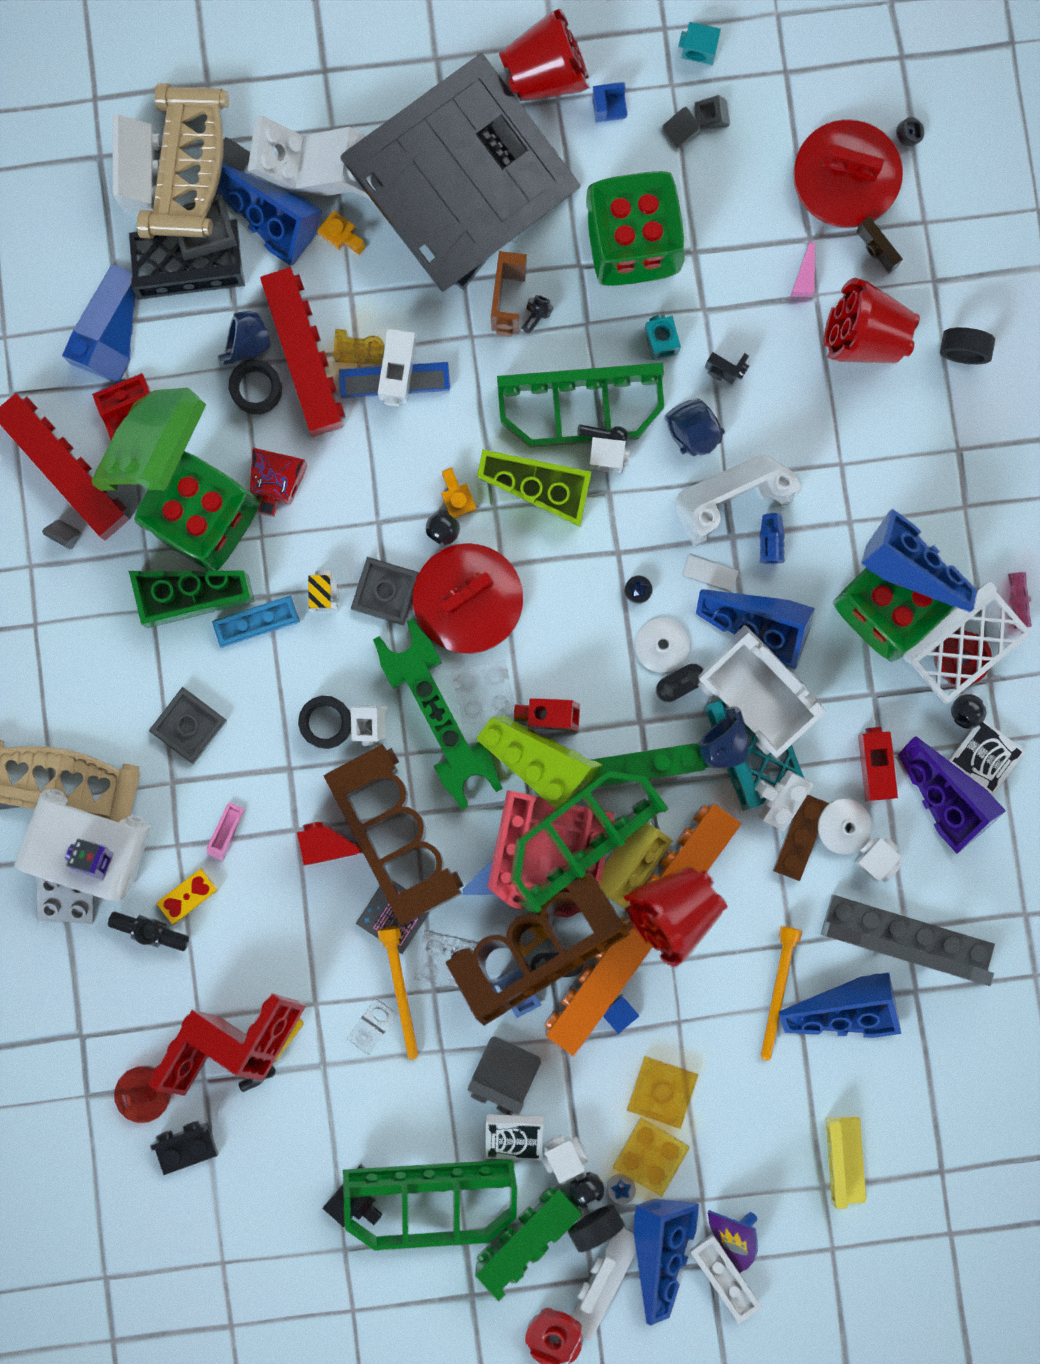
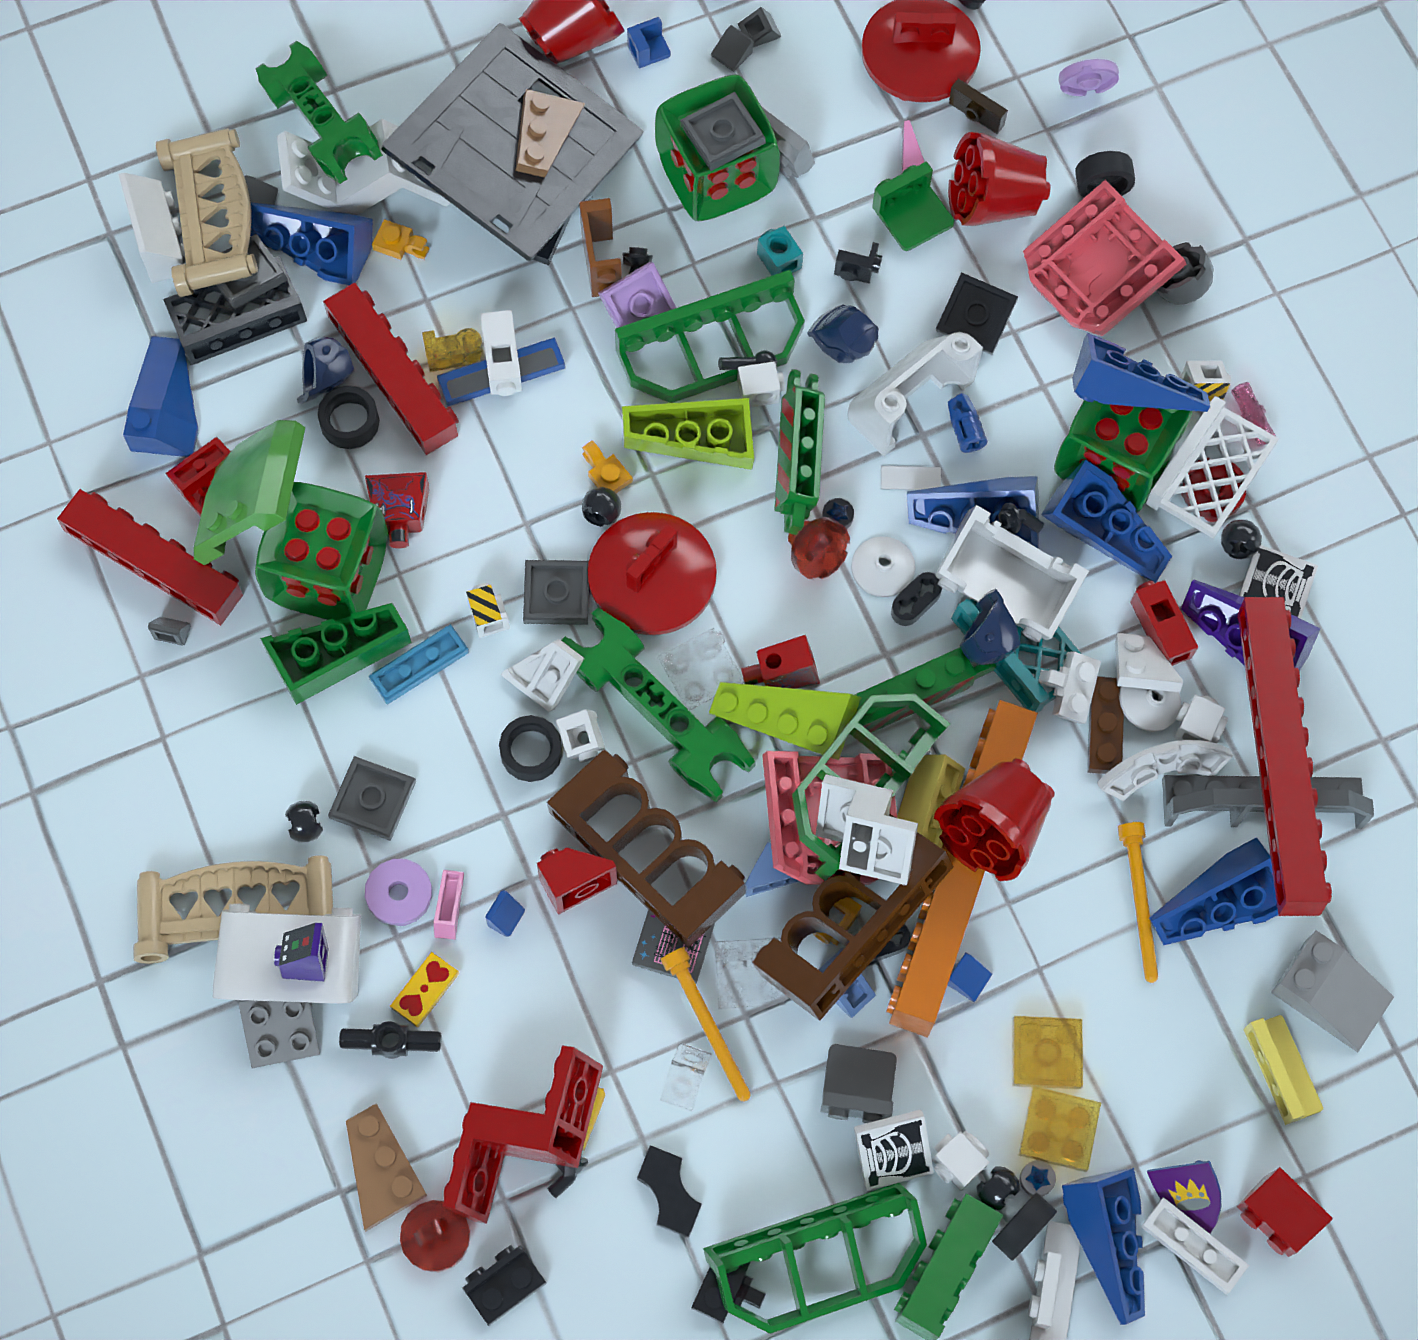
camera: 20 degrees left, 15 degrees down
(115, 1029) = (380, 1168): none -> medium nougat wing
(127, 732) = (303, 821): none -> black piece
(171, 810) = (398, 873): none -> lavender tile
(266, 854) = (504, 914): none -> blue slope
(308, 134) = (338, 139): none -> green piece
(330, 1099) = (676, 1207): none -> black tile
(353, 663) = (545, 673): none -> white wing
(490, 169) = (543, 130): none -> wing
(527, 350) = (637, 296): none -> lavender tile
(564, 885) = (870, 837): none -> white bracket
(610, 619) = (819, 547): none -> clear red tile
(622, 526) = (799, 451): none -> green hinge
(638, 226) = (722, 131): none -> dark grey tile
(697, 246) = (794, 150): none -> light grey slope
(779, 643) = (1013, 518): none -> black plate
(790, 327) = (911, 207): none -> green bracket
(801, 1277) = (1283, 1213): none -> red slope
(813, 443) = (978, 311): none -> black hinge
(848, 797) = (1144, 665): none -> white wing
(852, 887) = (1180, 756): none -> white tile
(857, 658) = (1100, 516): none -> blue wedge
(907, 1112) = (1333, 991): none -> light grey slope
(928, 924) = (1283, 758): none -> red brick
(935, 426) = (1100, 262): none -> coral wedge
(984, 245) = (1088, 76): none -> lavender tile
(987, 560) = (1208, 376): none -> white brick
(1002, 457) = (1192, 280): none -> dark grey cylinder

